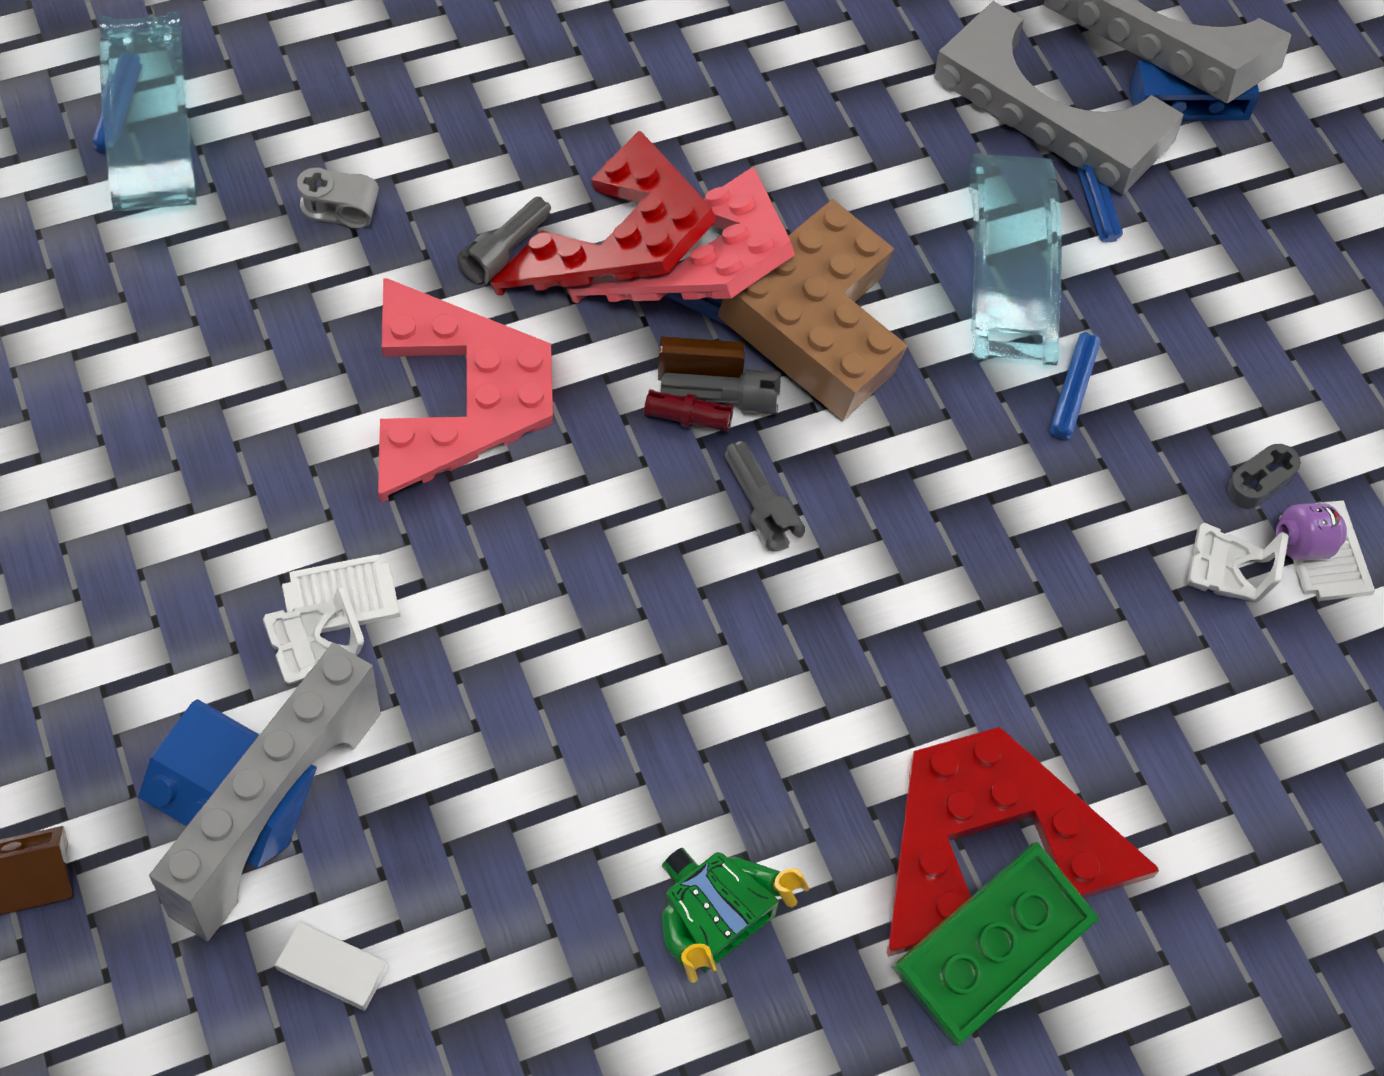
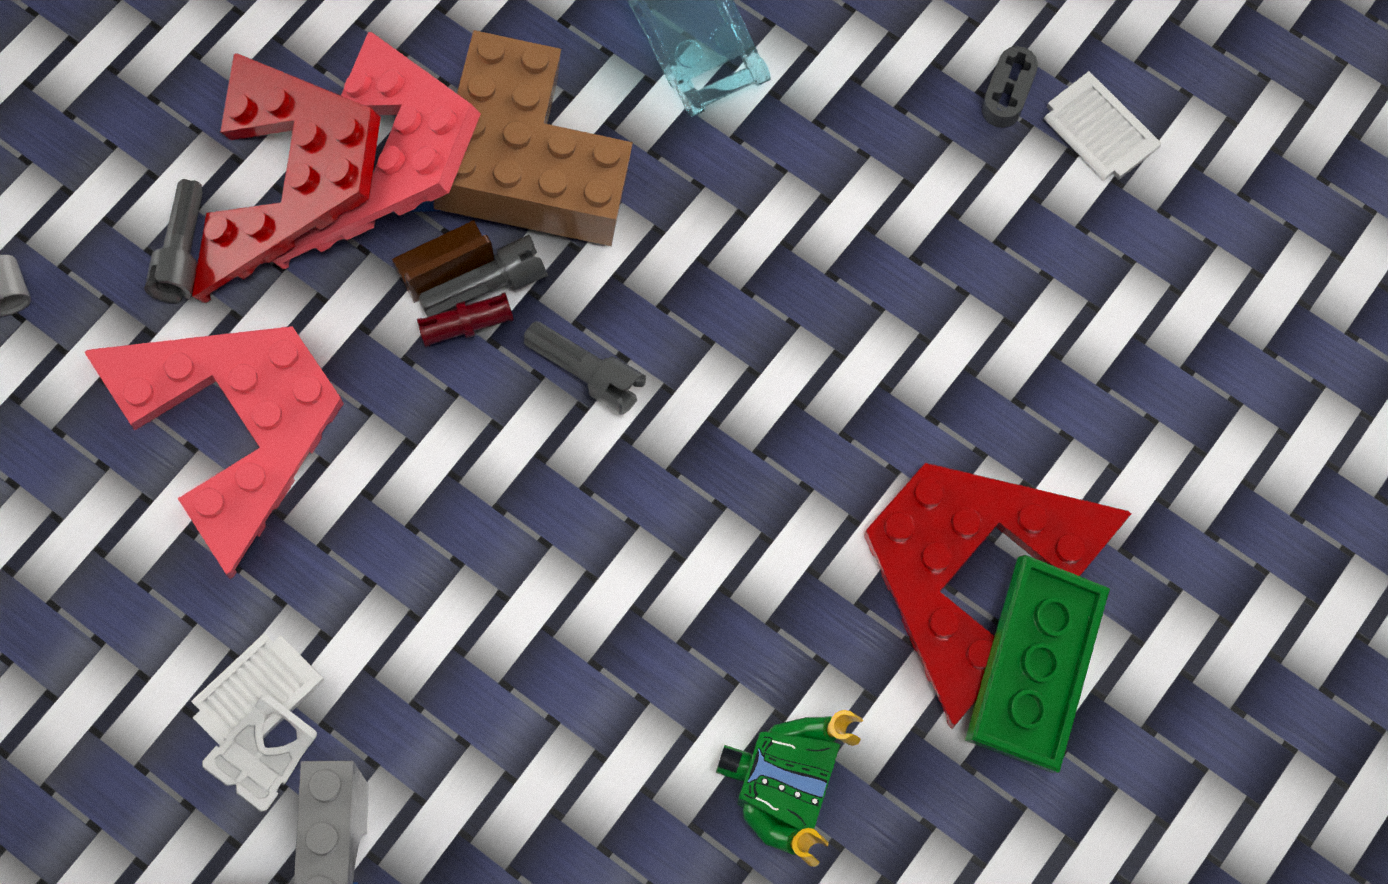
camera: 30 degrees left, 10 degrees up
(1075, 386) = (798, 91): blue axle -> none
(1218, 562) = (1017, 190): white piece -> none
(1313, 531) = (1083, 121): medium lavender head -> none

